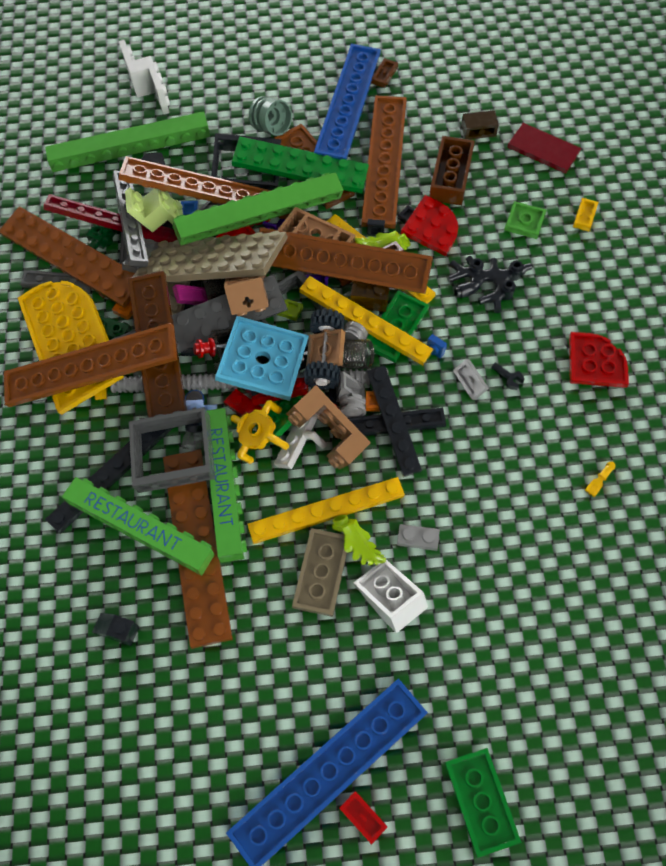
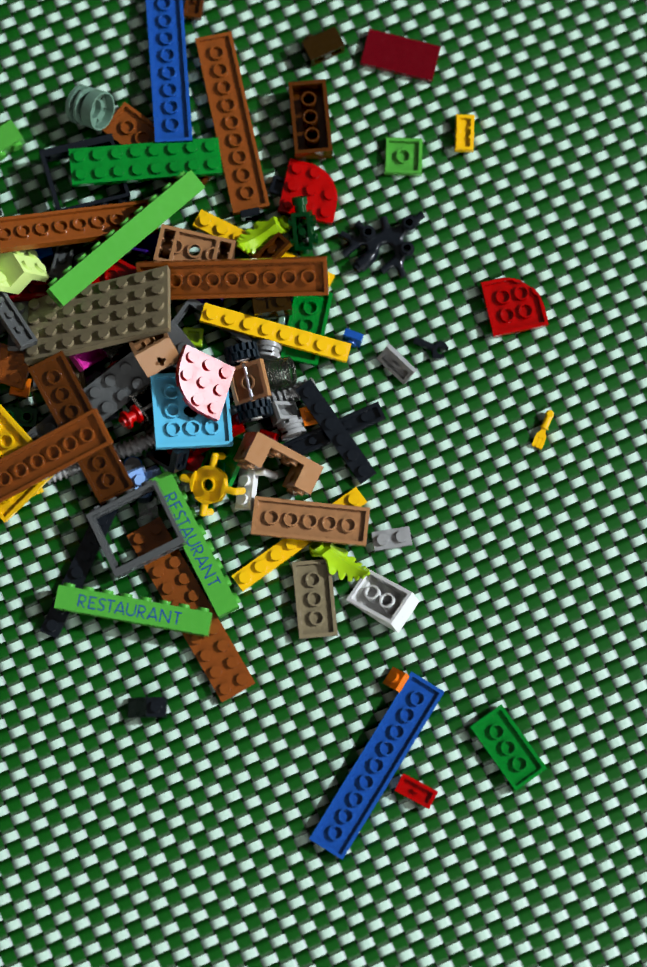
camera: 25 degrees left, 15 degrees up
(230, 400) = (171, 462): none -> black bracket
(281, 333) = (203, 381): none -> plate
(342, 493) = (310, 521): none -> medium nougat plate
(379, 682) = (396, 679): none -> orange plate
(418, 234) = (301, 229): none -> dark green brick

